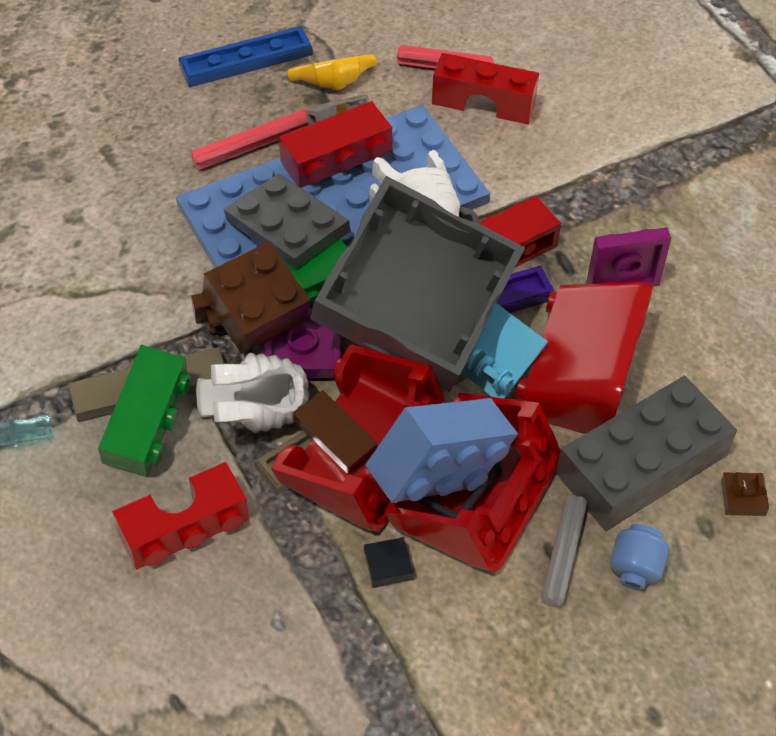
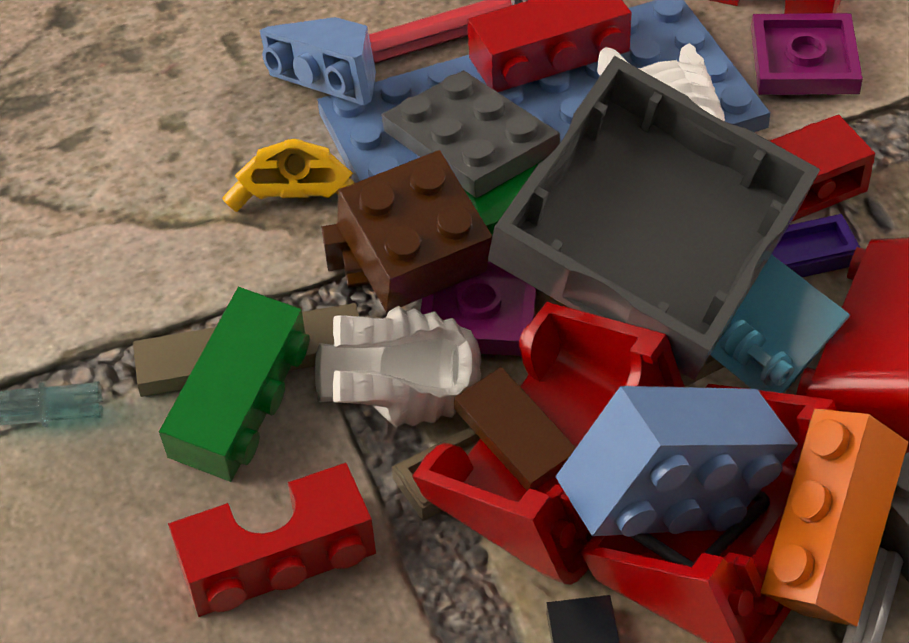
camera: 10 degrees right, 5 degrees down
(165, 253) = (289, 171): none -> yellow piece
(178, 165) = (323, 56): none -> medium blue slope
(512, 147) = (806, 54): none -> magenta plate
(543, 478) = (835, 516): none -> orange brick

